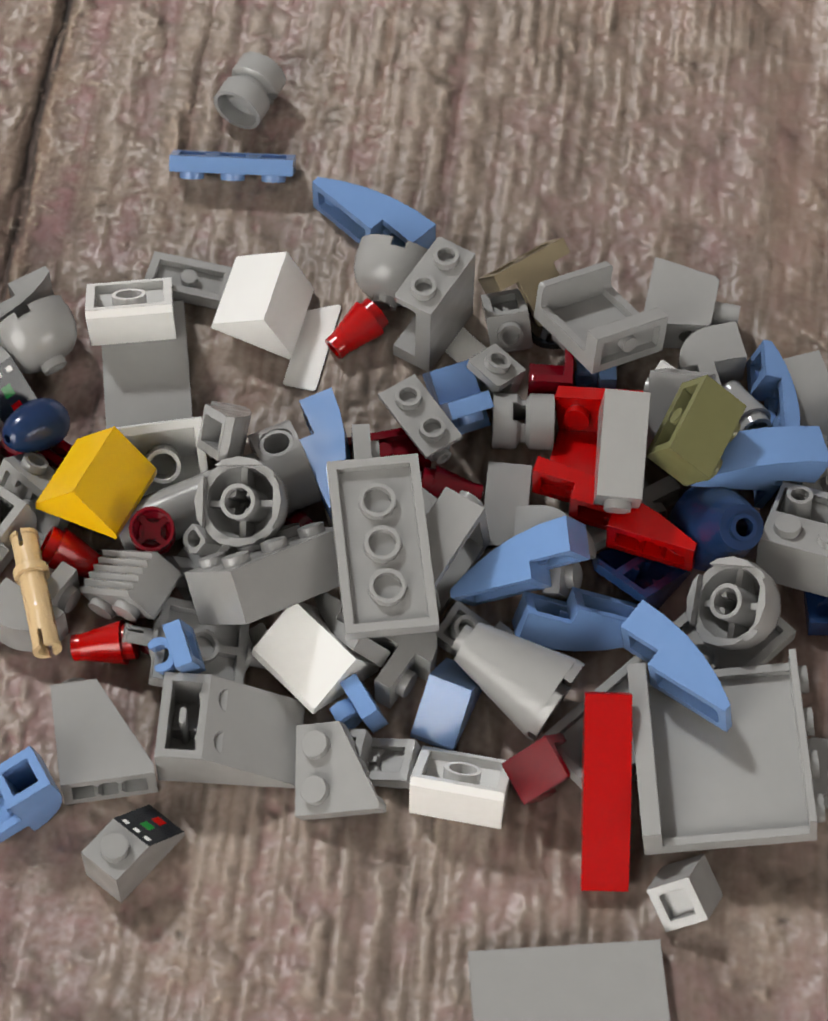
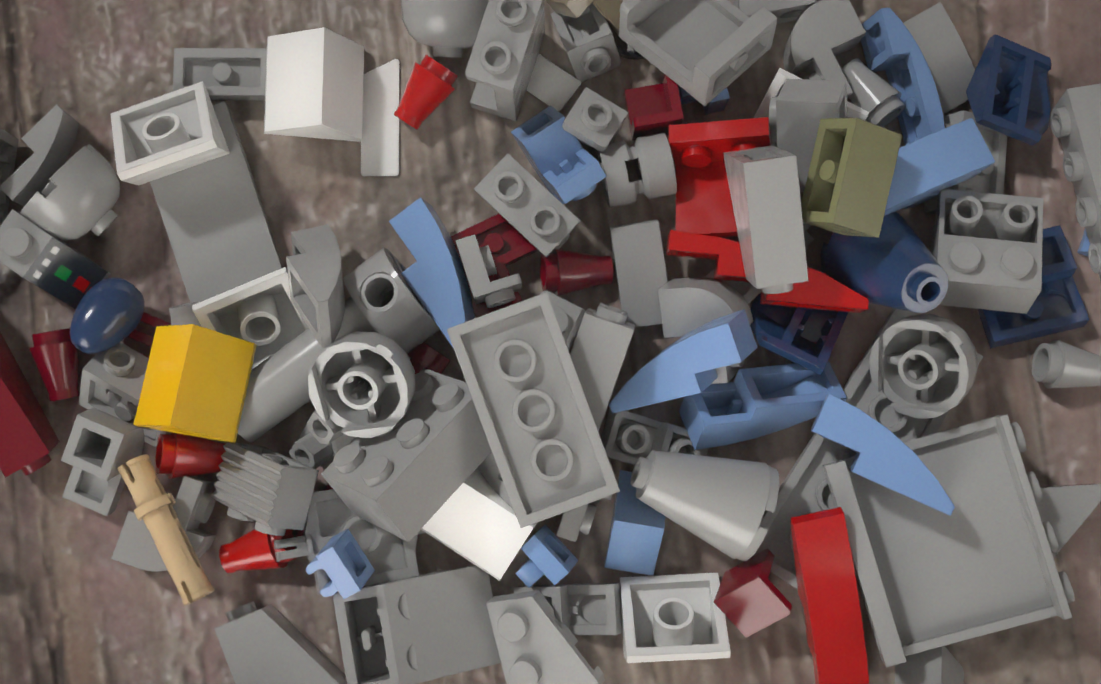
camera: 10 degrees left, 25 degrees up
(147, 526) = (269, 440): dark red wheel -> none

